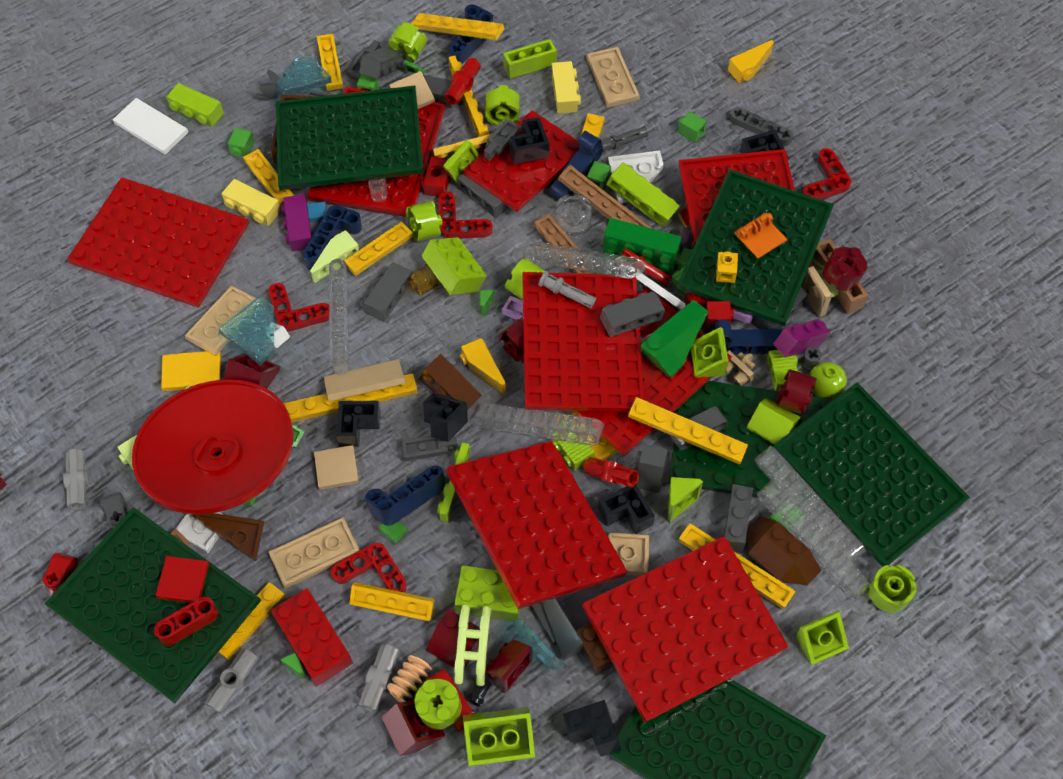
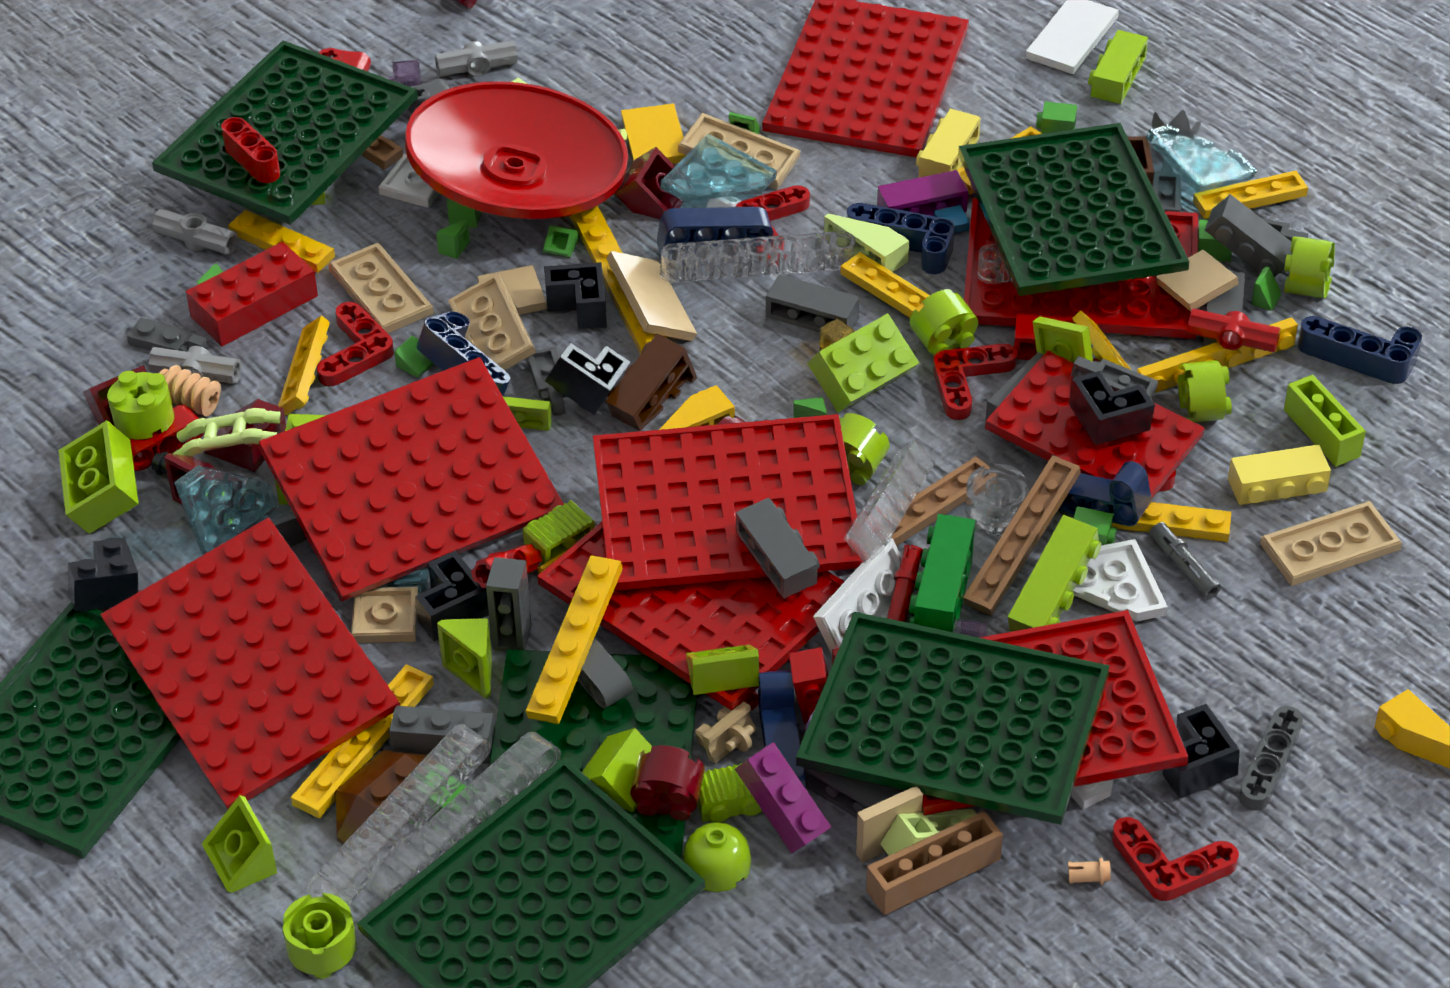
camera: 85 degrees right, 15 degrees down
(90, 527) = (406, 72): none -> clear purple brick
(182, 579) = (311, 143): red tile -> none
(200, 311) = (745, 122): none -> bright green slope
(240, 532) = (404, 211): reddish brown wing -> none
(280, 499) = (453, 239): none -> bright green slope
(313, 339) = (712, 224): none -> dark blue beam
(342, 701) = (152, 334): none -> dark grey hinge
(383, 473) = (494, 322): none -> tan tile
(458, 26) = (1362, 320): yellow plate -> none
(537, 423) = (580, 482): clear beam -> none
(559, 286) = (818, 443): light grey pin -> none
(674, 339) = (737, 606): green wedge -> none
(692, 126) = (1236, 651): bright green brick -> none
(726, 267) = (888, 661): yellow brick -> none
(760, 235) = (965, 707): orange hinge -> none
(811, 358) = (753, 826): dark grey bush -> none
(837, 212) = (1089, 871): none -> light nougat pin
(845, 268) = (920, 834): dark red brick -> none

